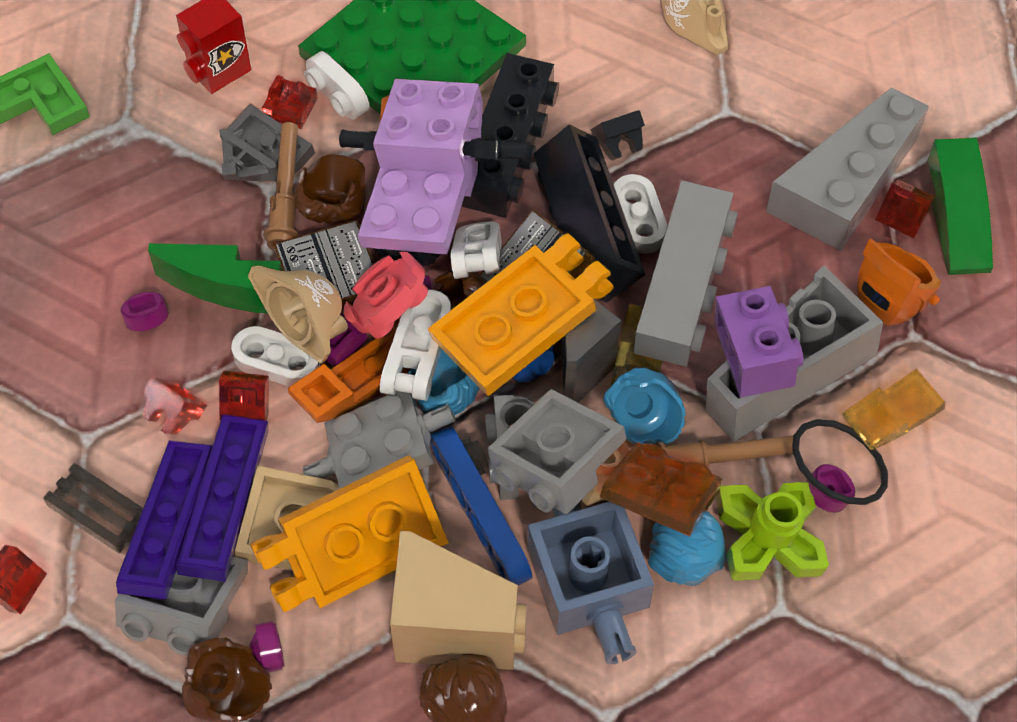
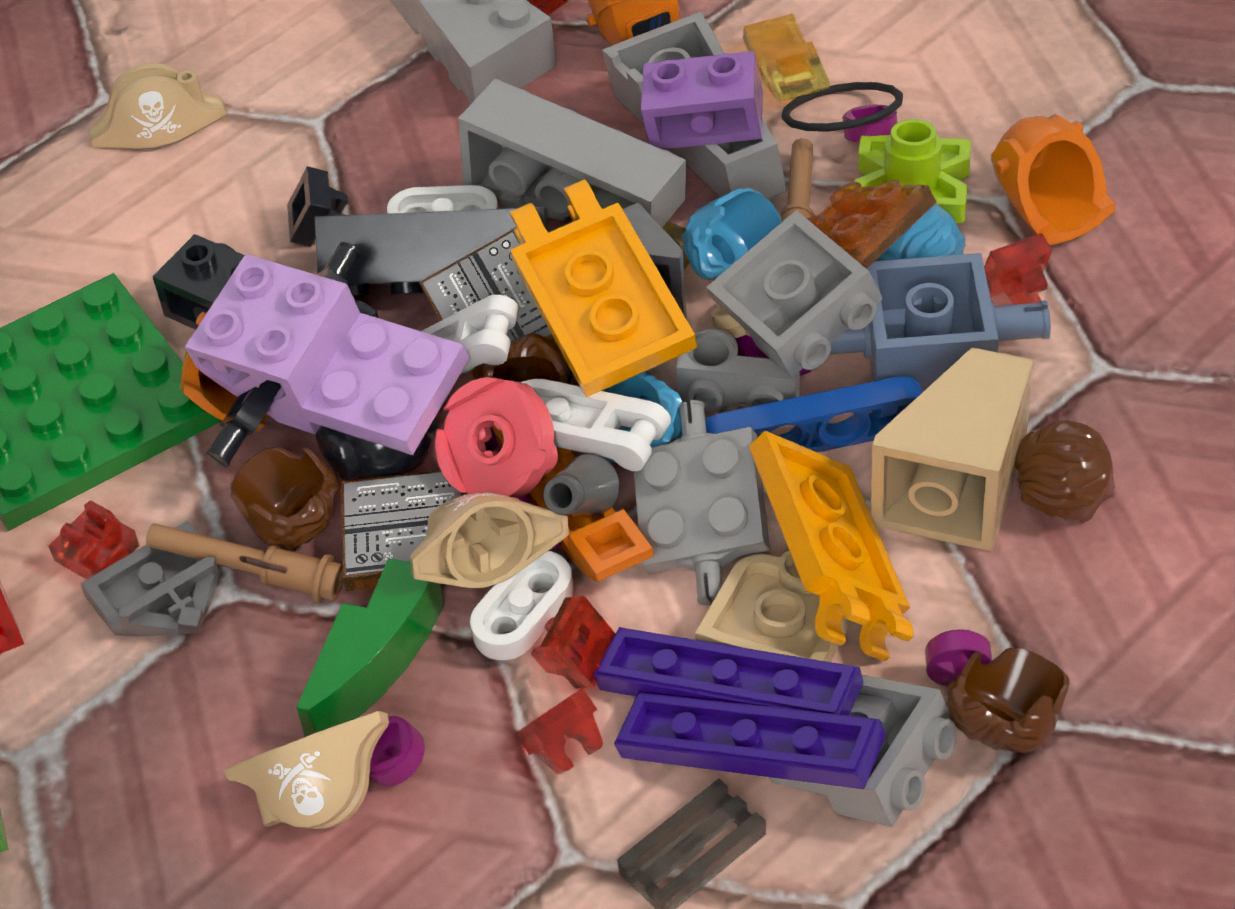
camera: 70 degrees left, 10 degrees down
(110, 270) = (315, 778): none -> tan hat
(337, 85) = (100, 475): white plate -> none
(356, 358) = (583, 487): none -> dark grey cone
(678, 630) = (1019, 269): none -> clear red tile
(789, 637) = (1052, 177): none -> orange helmet

